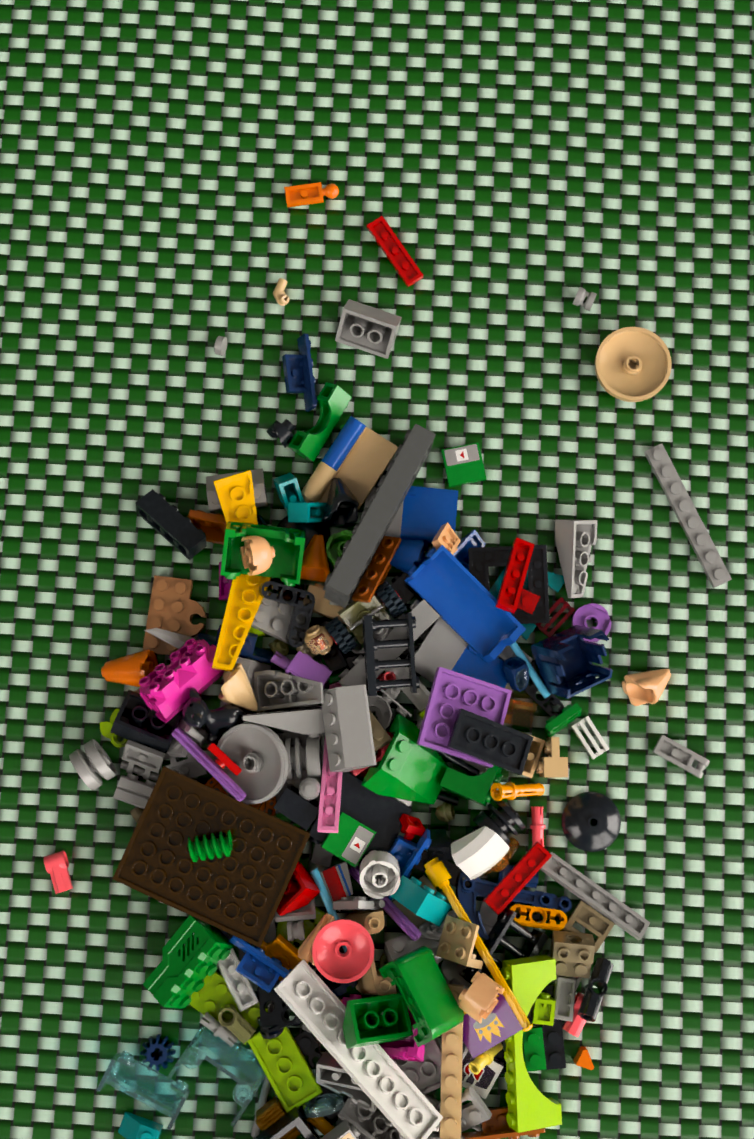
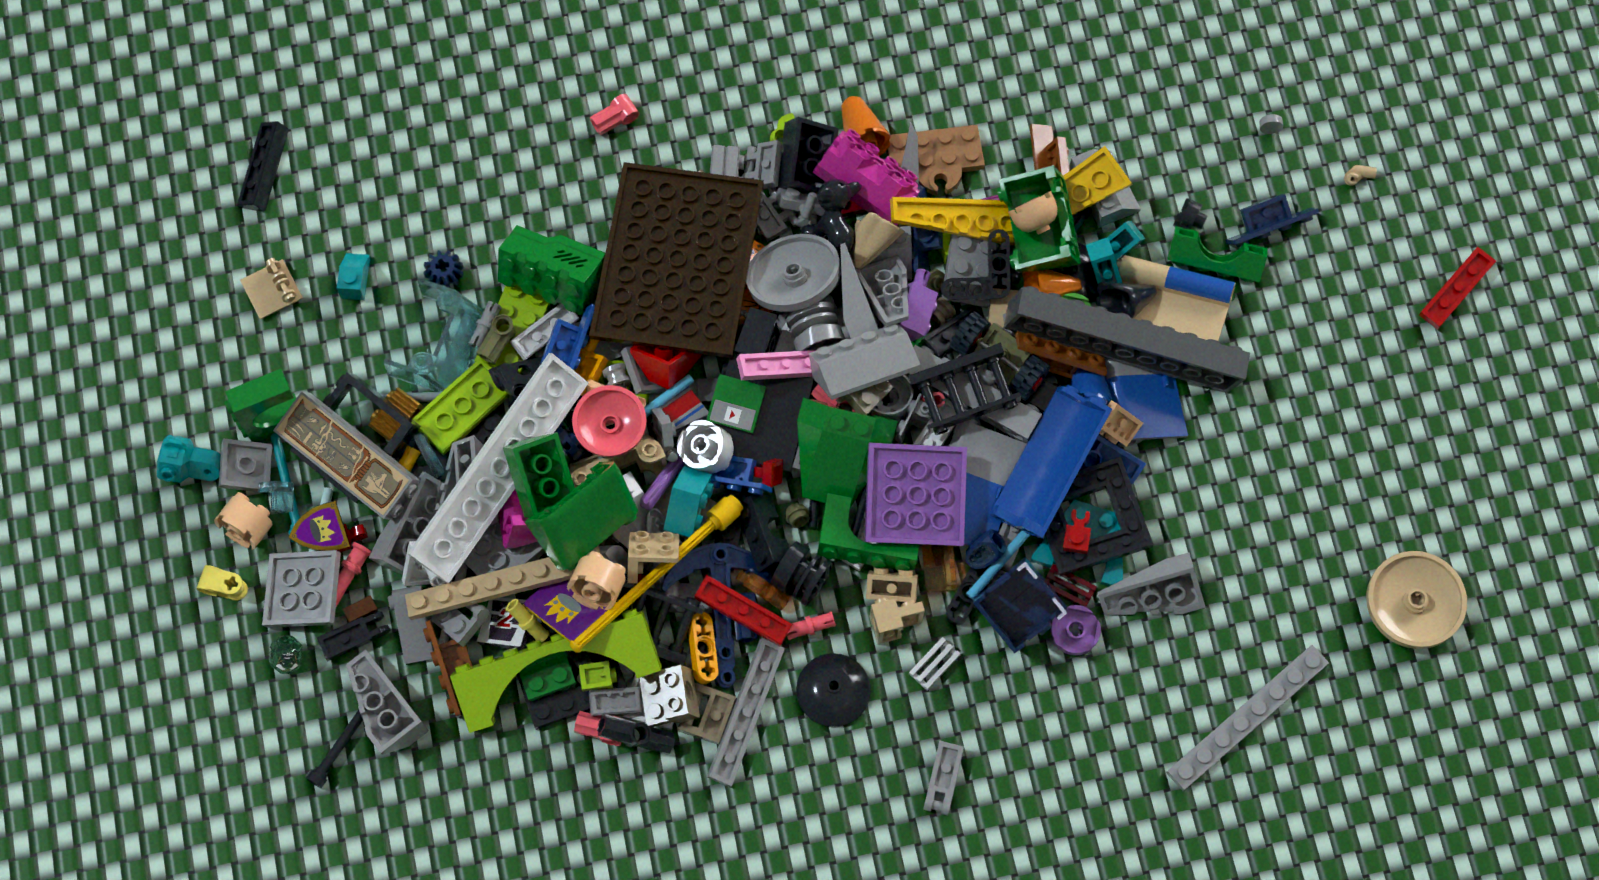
camera: 75 degrees right, 10 degrees down
(93, 764) = (743, 114): light grey wheel -> none
(146, 1085) = (406, 259): clear light blue windscreen -> none
(171, 524) = (1041, 123): black brick -> none
(209, 764) = (779, 229): medium lavender axle -> none
(210, 846) = (688, 249): green piece -> none
(223, 760) = (789, 241): red plate -> none
(309, 194) = (1492, 173): orange plate -> none
(309, 788) = (782, 337): light grey piece -> none
(318, 640) = (955, 312): tan head -> none
(368, 328) = (1350, 280): light grey slope -> none
(463, 464) = (1221, 433): green tile -> none
(478, 851) = (761, 549): white slope -> none
(490, 742) = (895, 528): black plate -> none
(511, 791) = (844, 575): light orange pin -> none
(514, 575) = (1103, 508): red plate -> none
(569, 714) = (946, 621): green plate -> none
(580, 296) = (1480, 523): light grey wheel -> none
(583, 1058) = (550, 745): orange slope -> none
(645, 686) = (1018, 714): light nougat hat -> none

